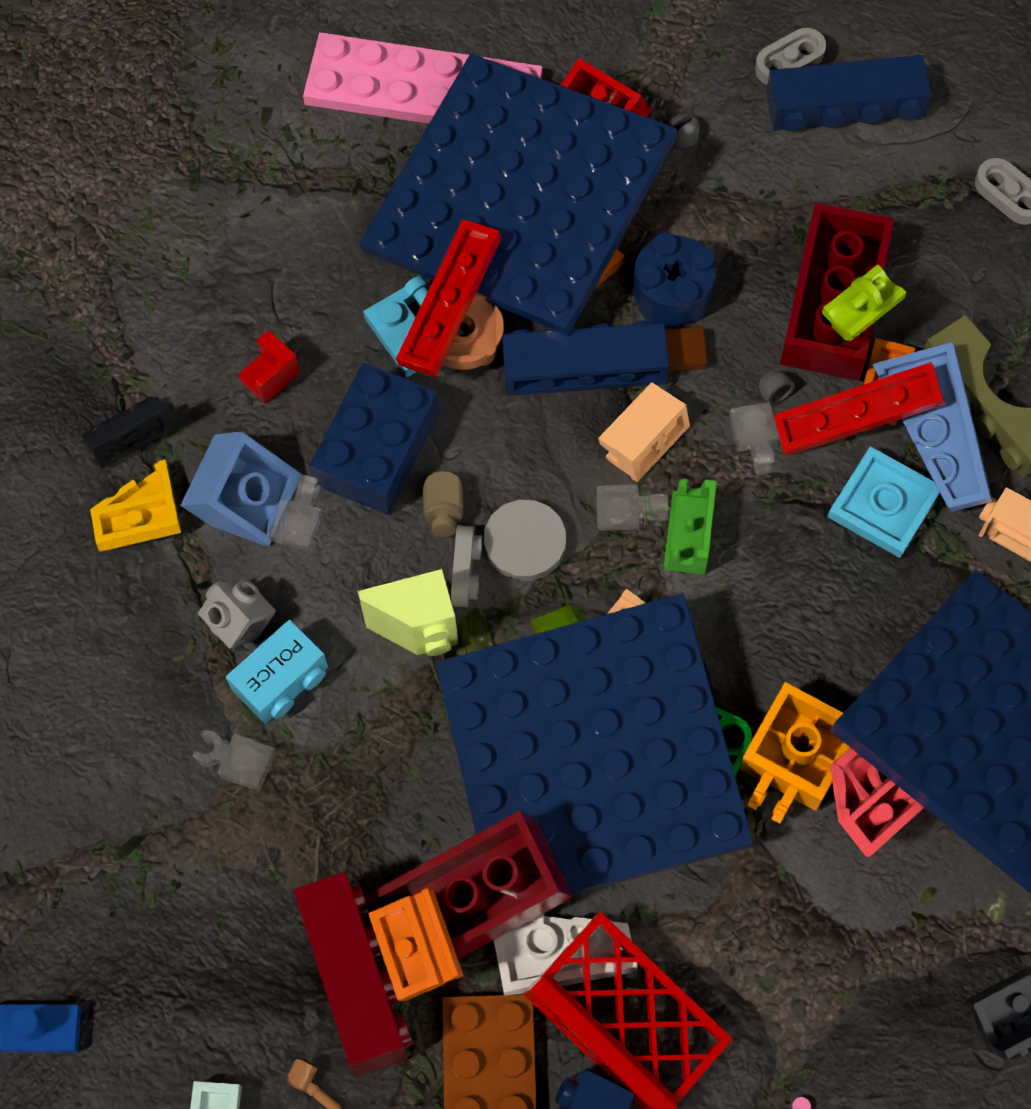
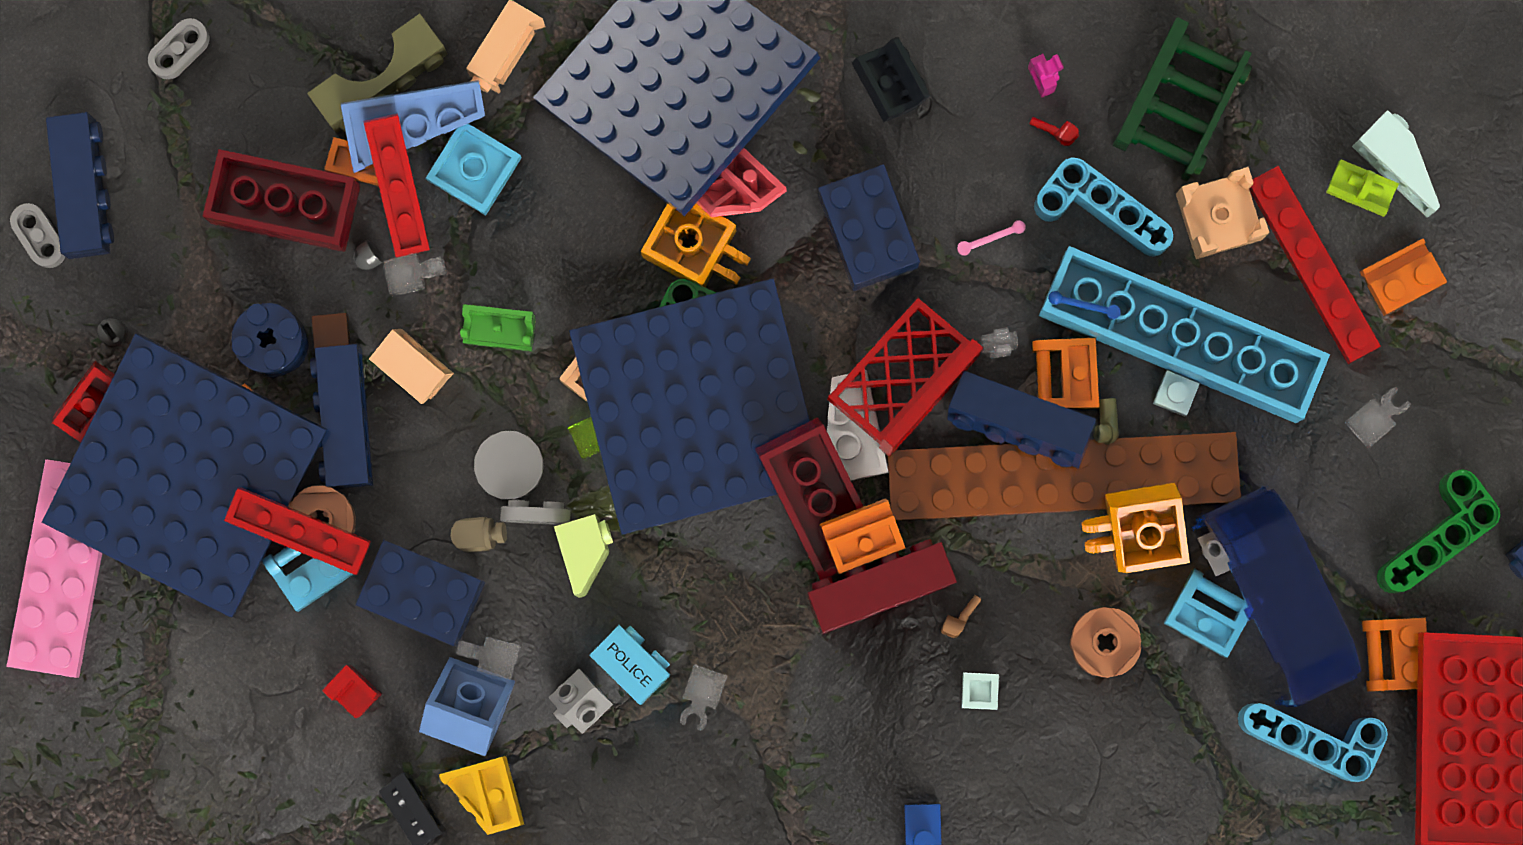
camera: 90 degrees left, 15 degrees up
(621, 507) = (480, 384): clear plate -> none
(824, 975) = (868, 227): none -> dark blue brick
(863, 303) = (309, 176): lime hips -> none

